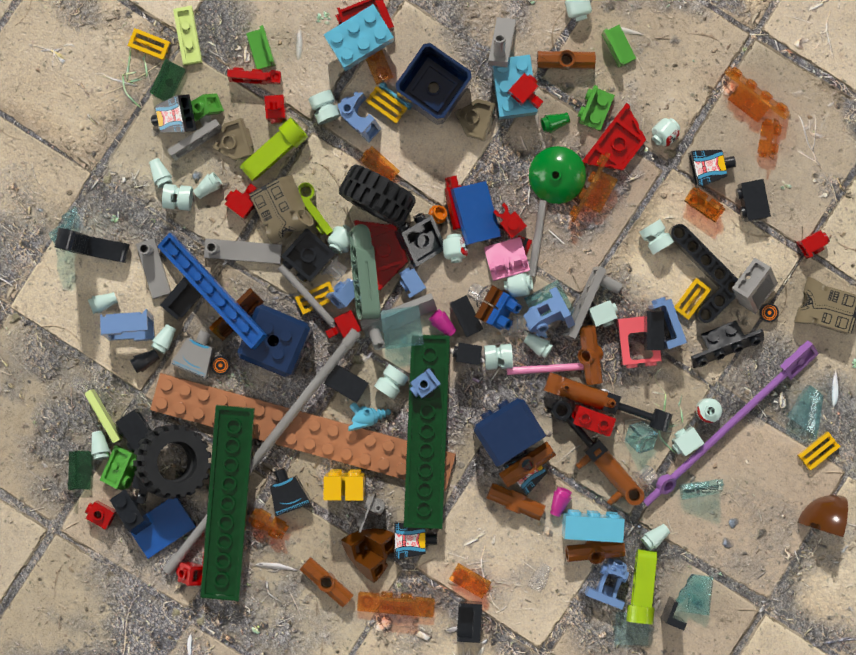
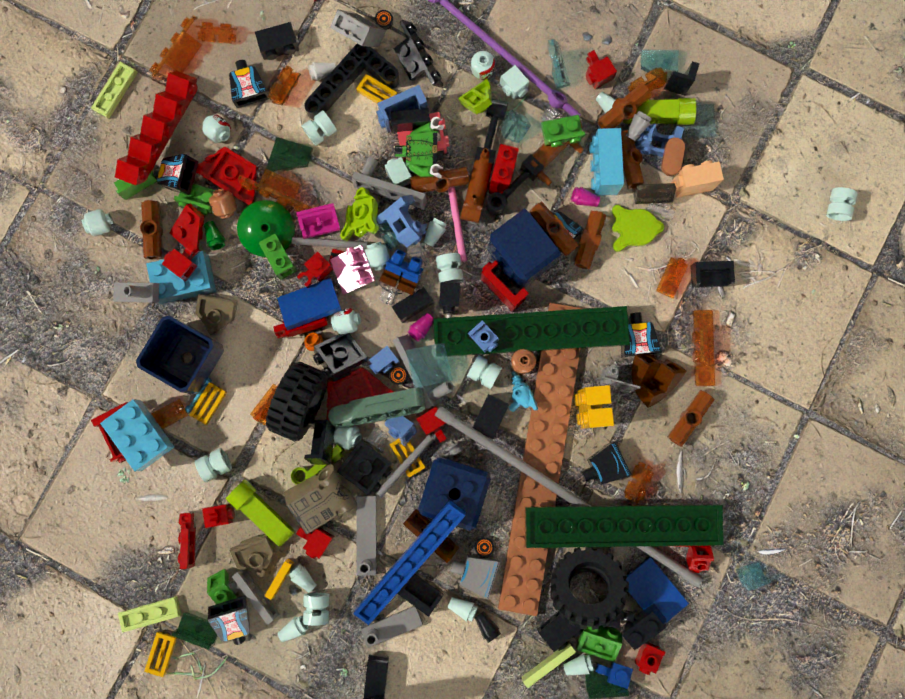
camera: 100 degrees left, 5 degrees down
(88, 481) = (617, 674): none -> blue plate
(102, 302) = (431, 677): light aqua cone -> none
(128, 326) = (453, 648): medium blue piece -> none
(168, 624) = (752, 576): none -> clear light blue panel
(209, 164) = (279, 579): none -> yellow tile
(261, 48) = (158, 536): bright green panel -> none
(318, 345) = (454, 449): none -> light grey bush
(335, 215) = (322, 443): none -> black panel
(348, 109) = (229, 421): medium blue tile -> none
(396, 296) = (398, 375): none -> black tile
(404, 417) = (522, 368): none -> nougat head
(473, 403) = (499, 289): none -> red panel
(525, 549) = (635, 227): none -> lime tile
(526, 184) = (277, 257): none -> bright green bracket
(557, 571) = (654, 193): none -> clear smoke panel
(559, 228) = (318, 221): none -> dark pink hinge
(561, 272) = (361, 215): none -> lime tile
(563, 97) = (188, 226): none -> red wing
(566, 616) = (698, 178): none -> light nougat brick
(586, 133) = (222, 203): none -> nougat head
(591, 594) = (673, 156): none -> nougat tile
(619, 339) = (422, 149): none -> bright green torso
(620, 89) = (177, 173): none -> black torso
(627, 562) = (638, 125): none -> light grey cone
(628, 484) = (562, 130): none -> bright green bracket
(631, 202) = (288, 155): none -> clear green wing
(646, 550) = (630, 102): none -> dark orange piece
(668, 74) = (157, 128): none -> red brick
(674, 402) = (477, 98): none -> lime wing
(676, 586) = (655, 79): none -> clear orange hinge
(692, 531) = (599, 71): none -> red brick
(717, 29) = (114, 90): none -> yellowish green tile
(718, 243) = (320, 70): none -> white cone

